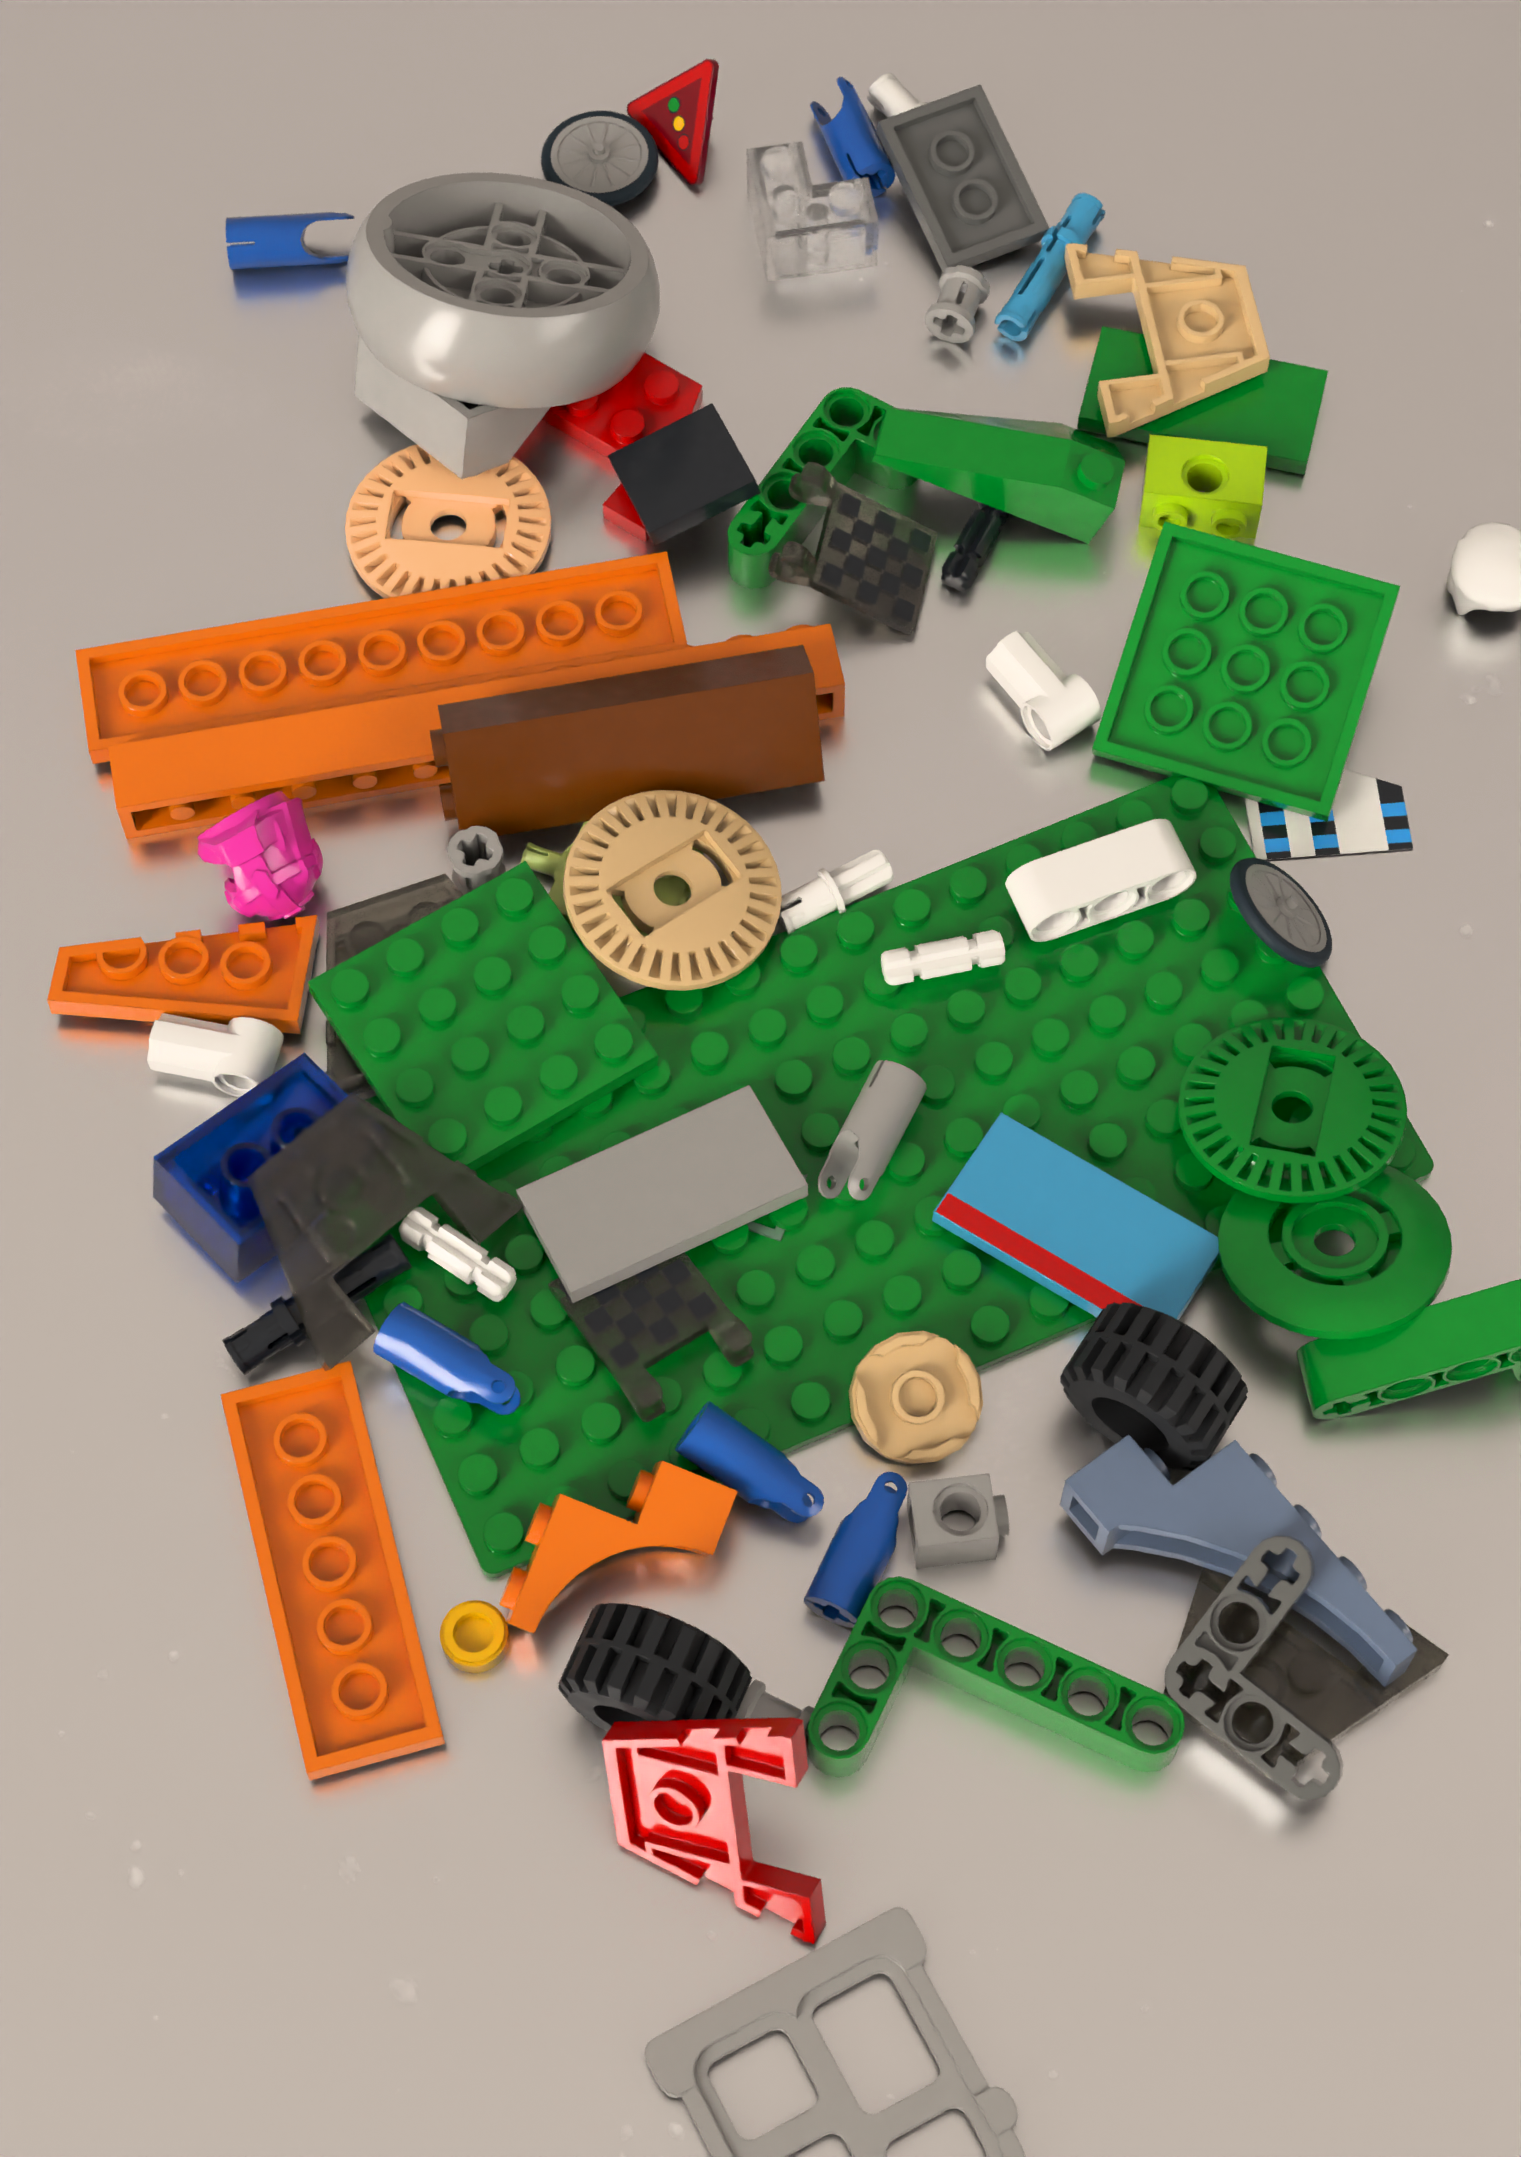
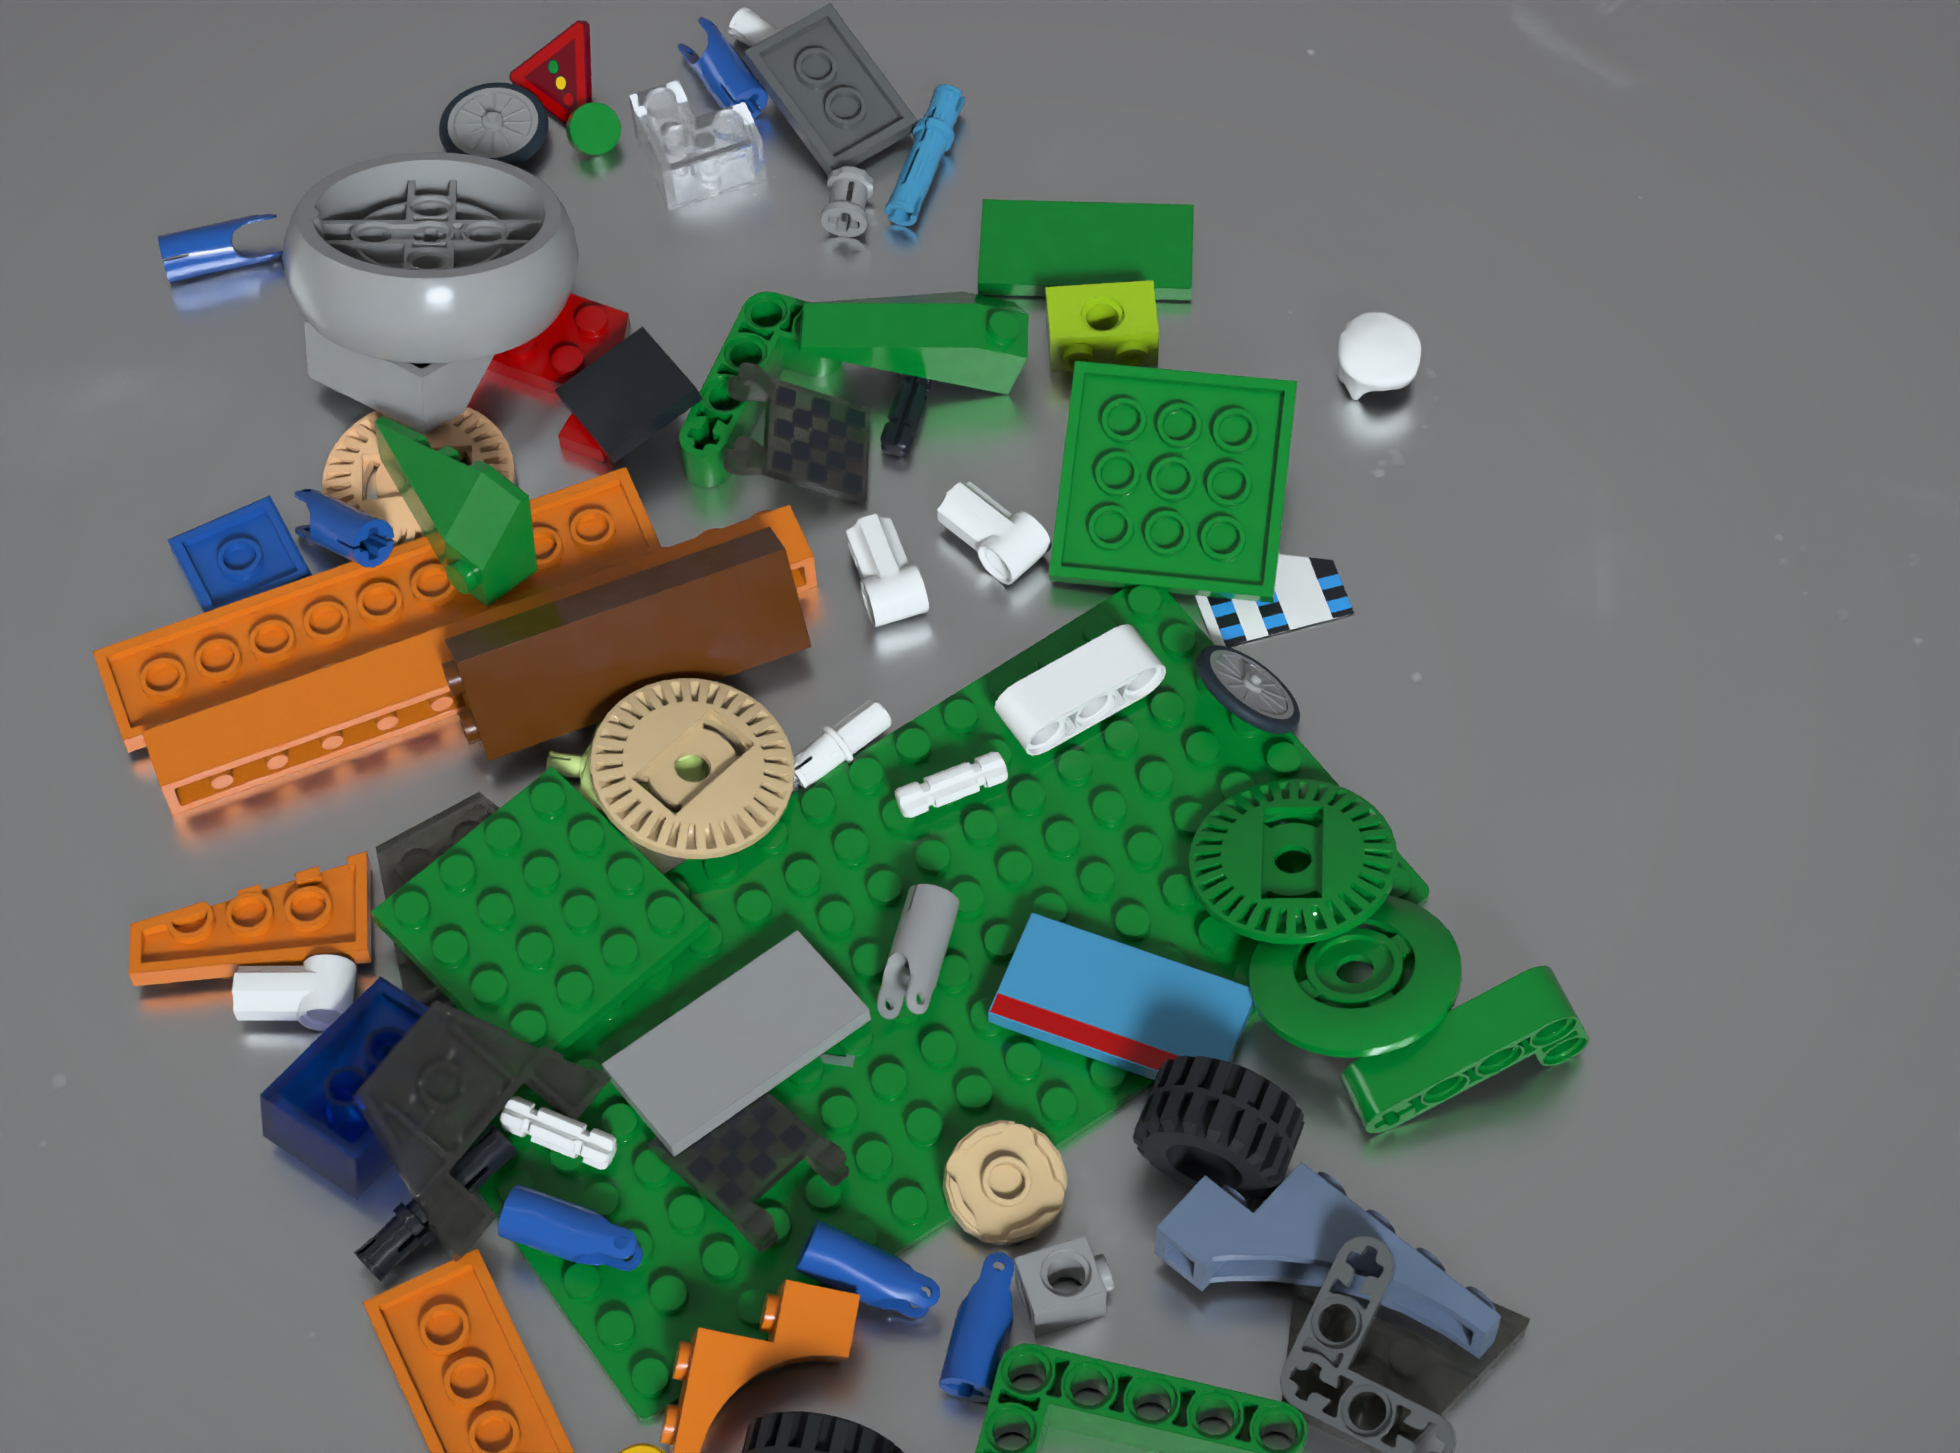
camera: 10 degrees left, 5 degrees down
(247, 574) = (238, 555): none -> blue tile
(269, 856) = (313, 803): dark pink helmet -> none
(360, 566) = (345, 529): none -> blue piece
(470, 860) = (499, 776): light grey bush -> none
(487, 570) = (466, 512): none -> green wedge
(703, 179) = (593, 129): none -> green tile
(919, 725) = (887, 582): none -> white piece
(1195, 325) = (1066, 184): tan wing -> none

